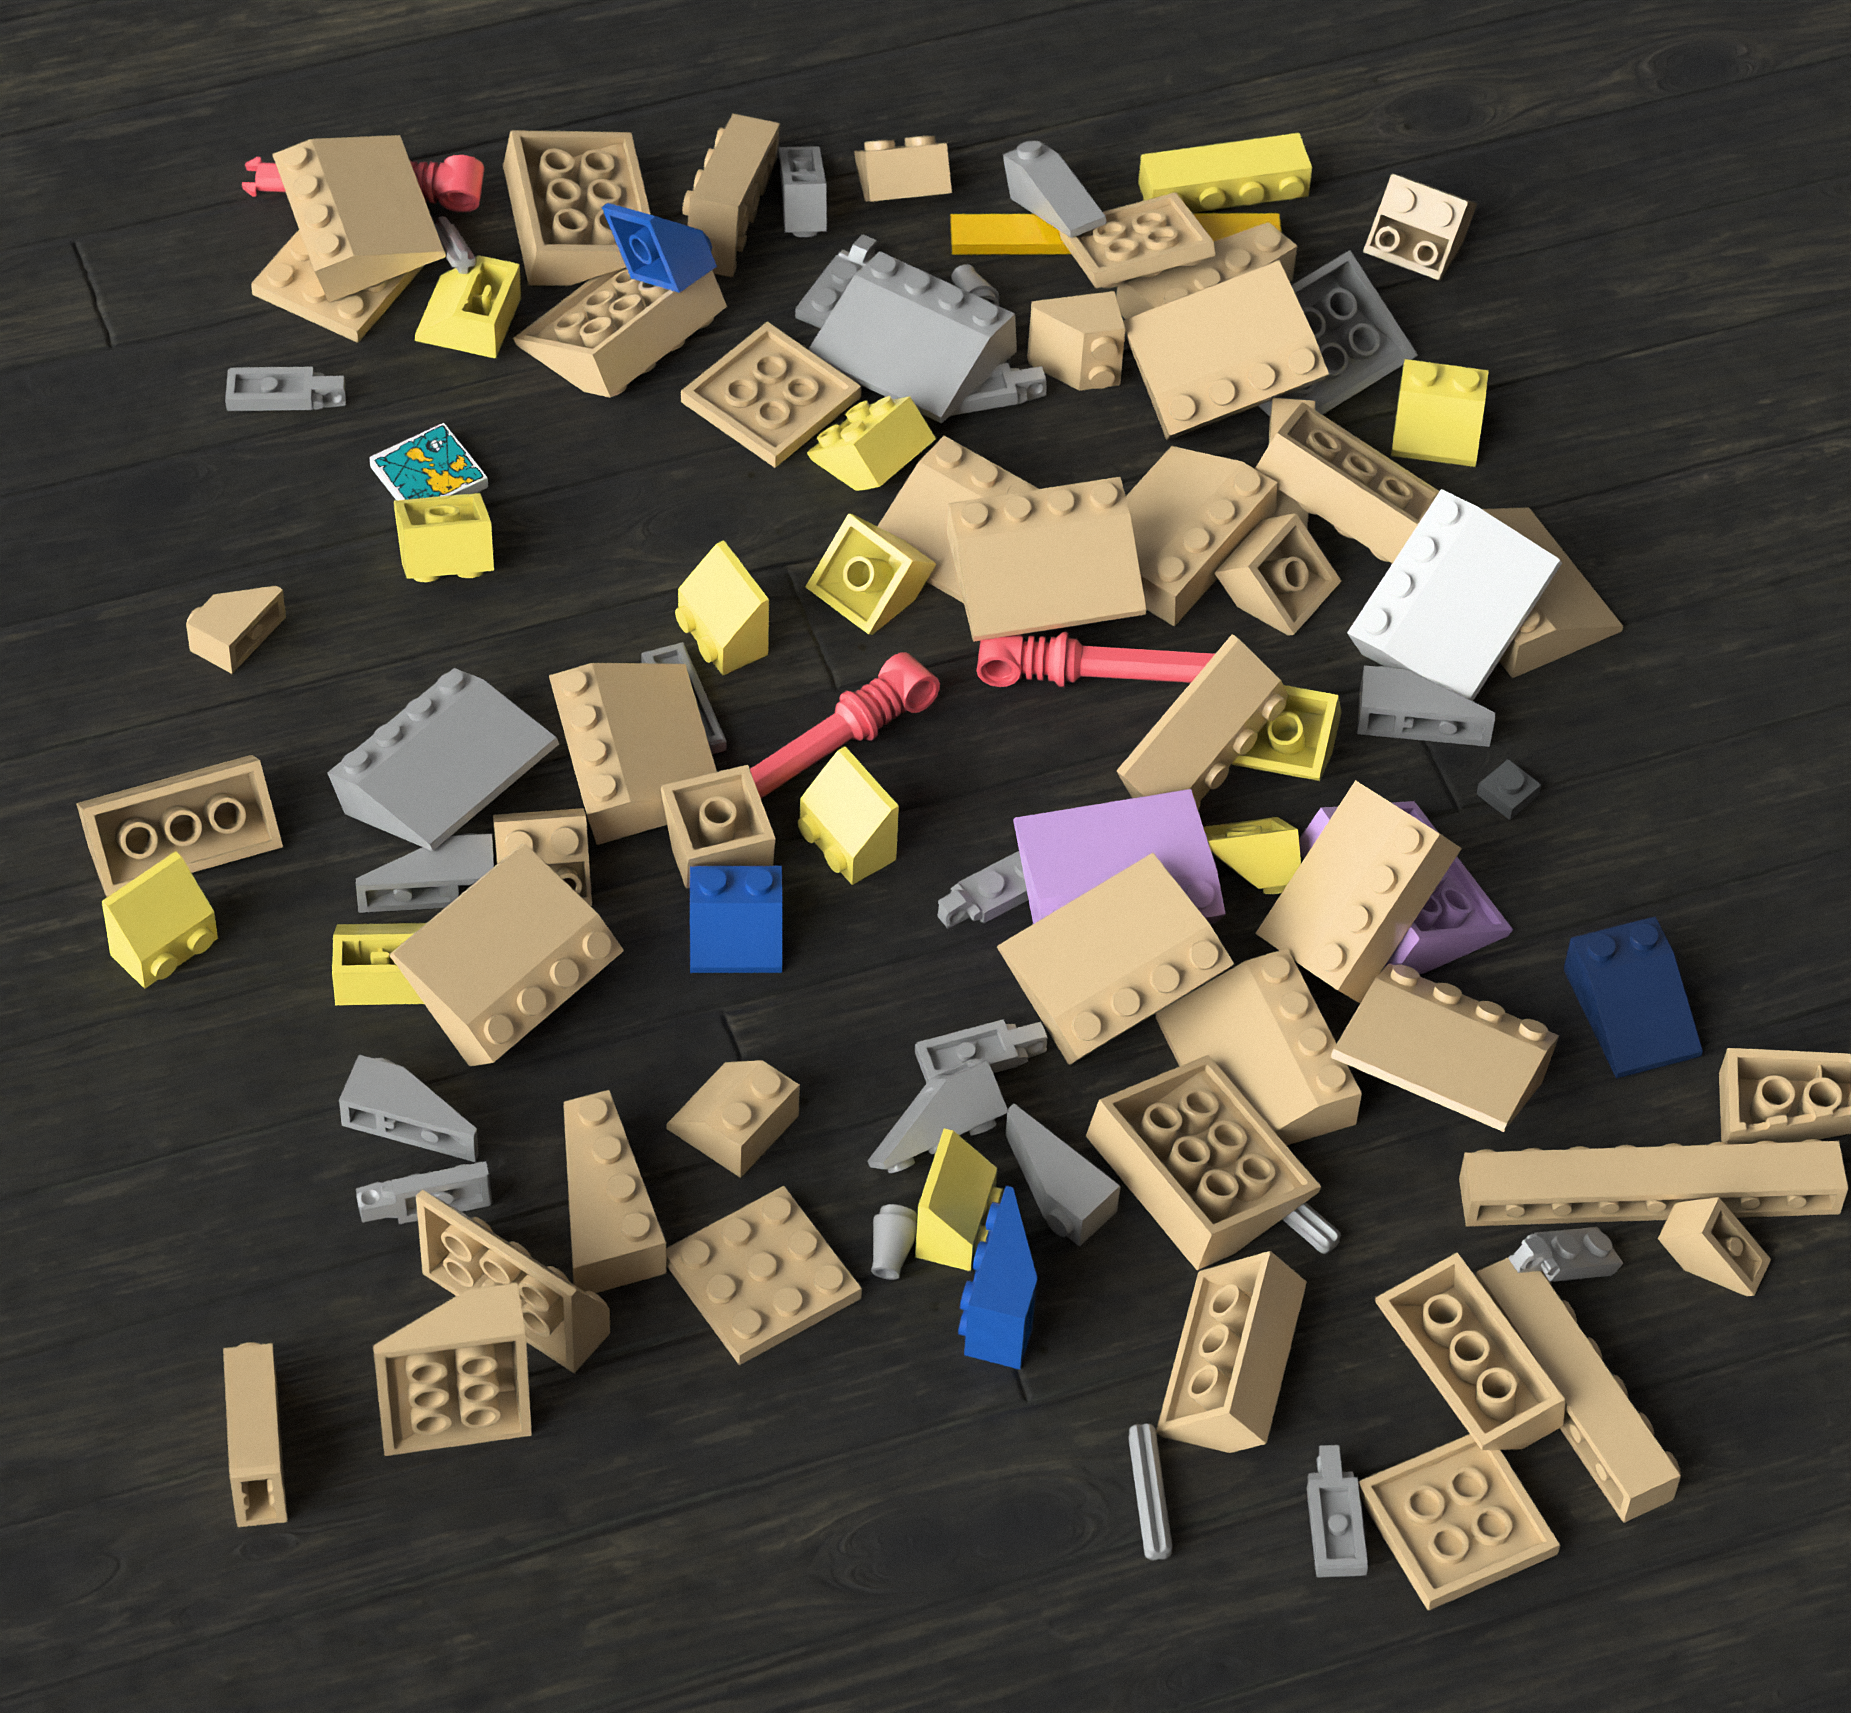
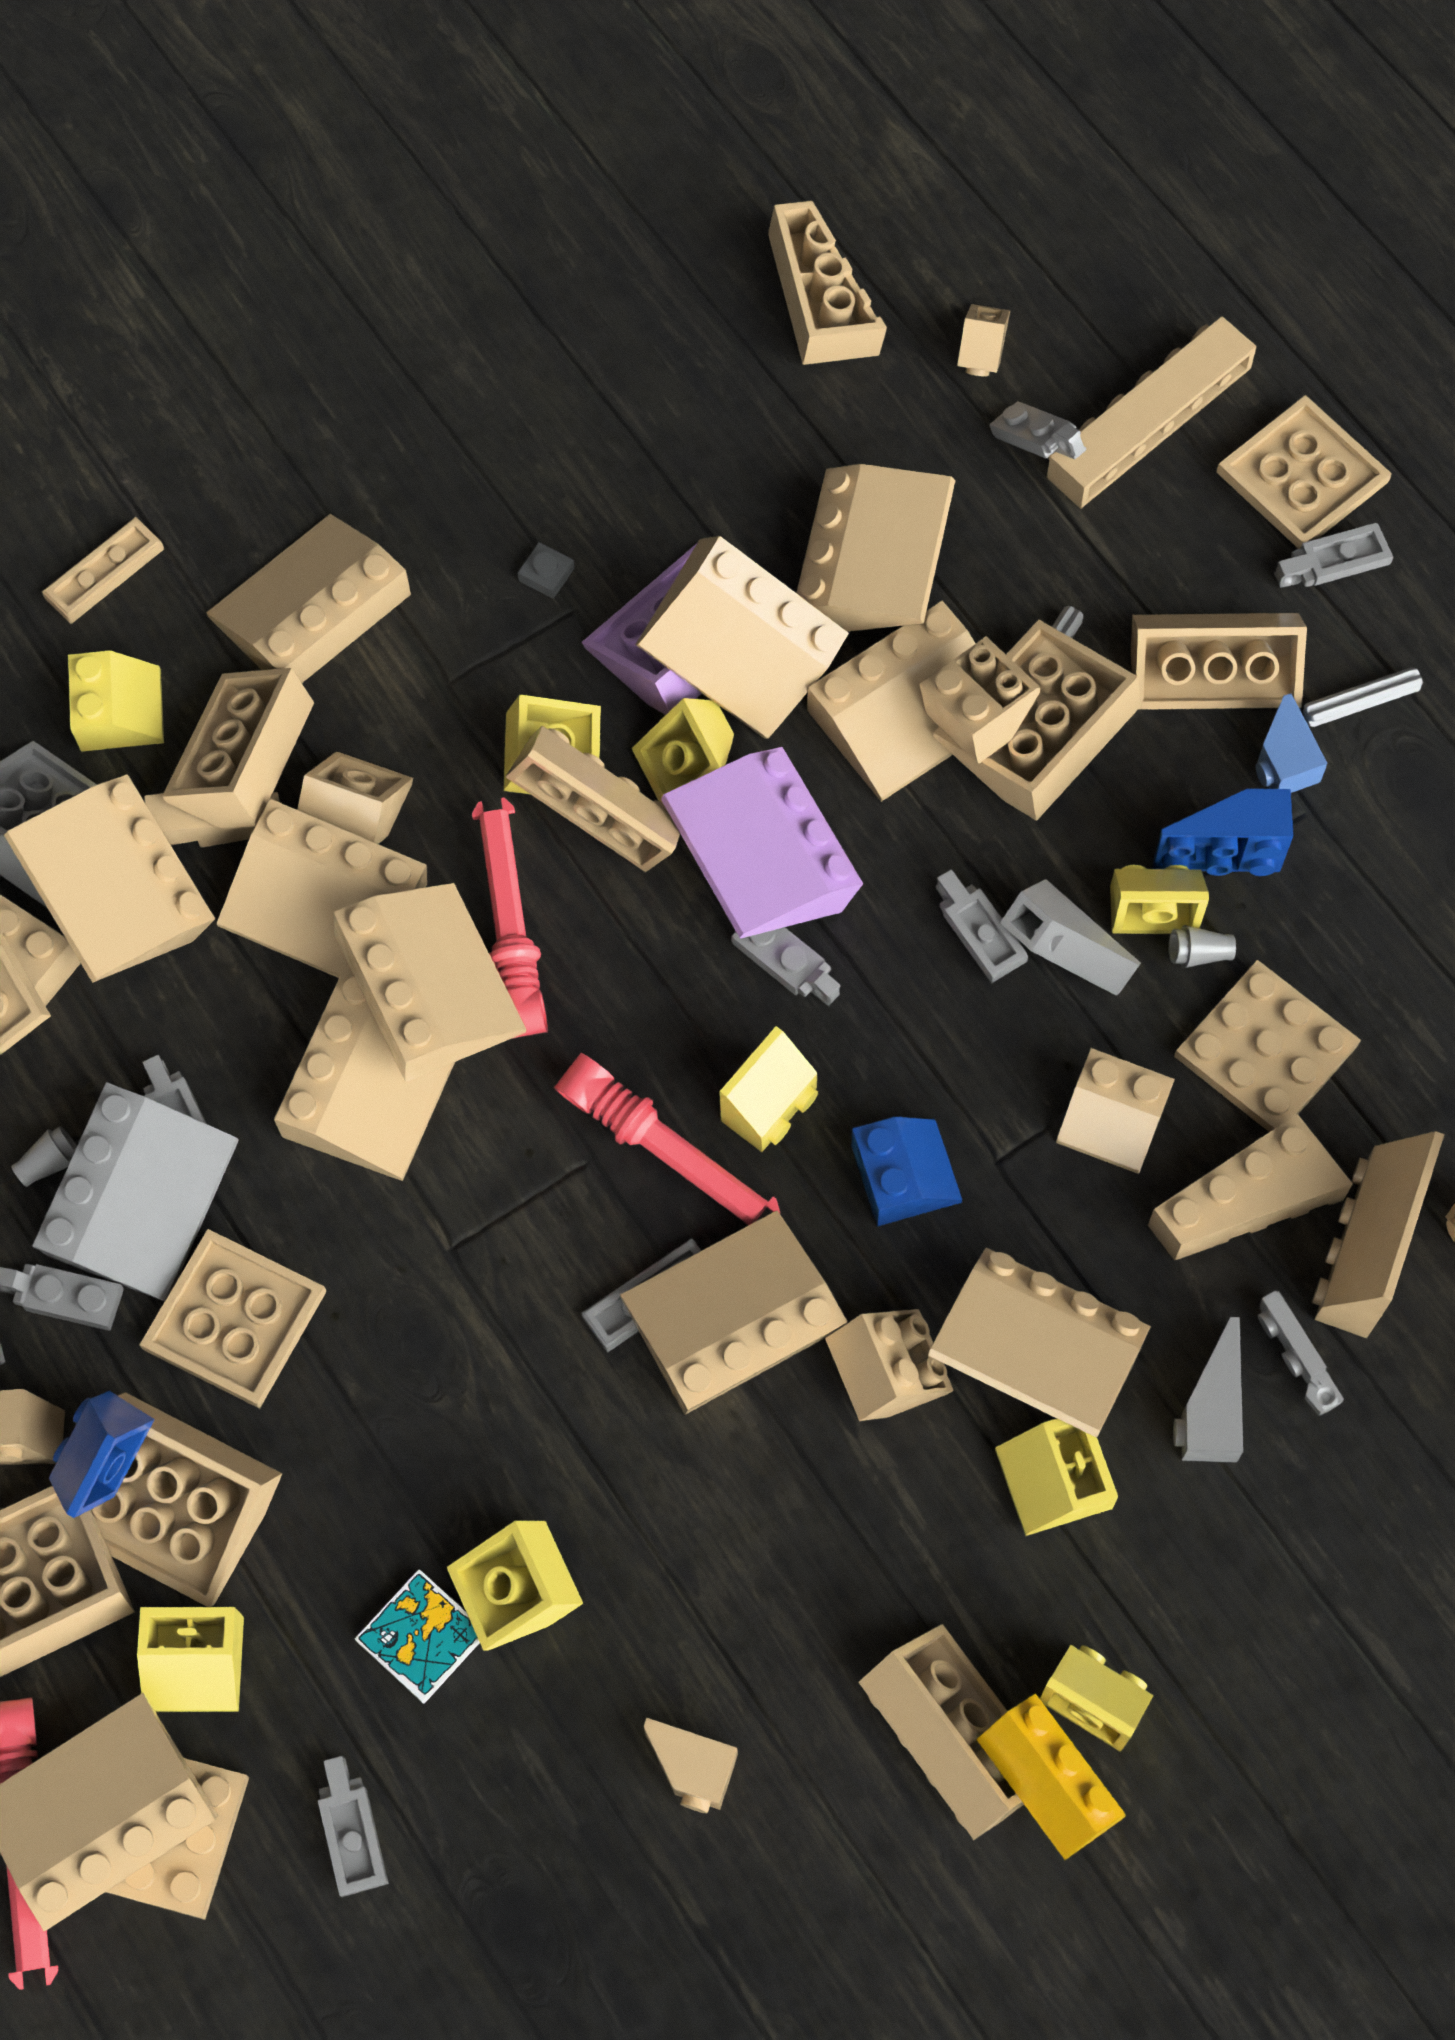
camera: 100 degrees left, 15 degrees up
(86, 868) = (1050, 1776): none -> yellow slope
(427, 877) = (937, 1450): light grey slope -> none
(440, 760) = (819, 1481): light grey slope -> none
(454, 246) = (119, 1692): light grey axle -> none
(717, 821) = (817, 1202): tan slope -> none
(724, 611) = (548, 1273): light yellow slope -> none
(869, 574) = (455, 1155): light yellow slope -> none
(872, 442) = (279, 1201): light yellow slope -> none
(1066, 1186) = (1096, 826): light grey slope -> none
(1078, 339) = (109, 1021): tan slope -> none
(1101, 1389) = (1290, 751): none -> medium blue slope
(1114, 957) = (871, 816): tan slope -> none
(1218, 1070) = (979, 699): none -> tan slope
(1412, 707) = (480, 658): light grey slope -> none
(1454, 597) = (372, 626): white slope -> none
(1474, 1356) = (1165, 478): tan slope -> none
(1600, 438) = (103, 570): none -> tan tile
(1633, 996) = (748, 435): dark blue slope -> none
(1648, 1181) = (937, 391): tan brick -> none

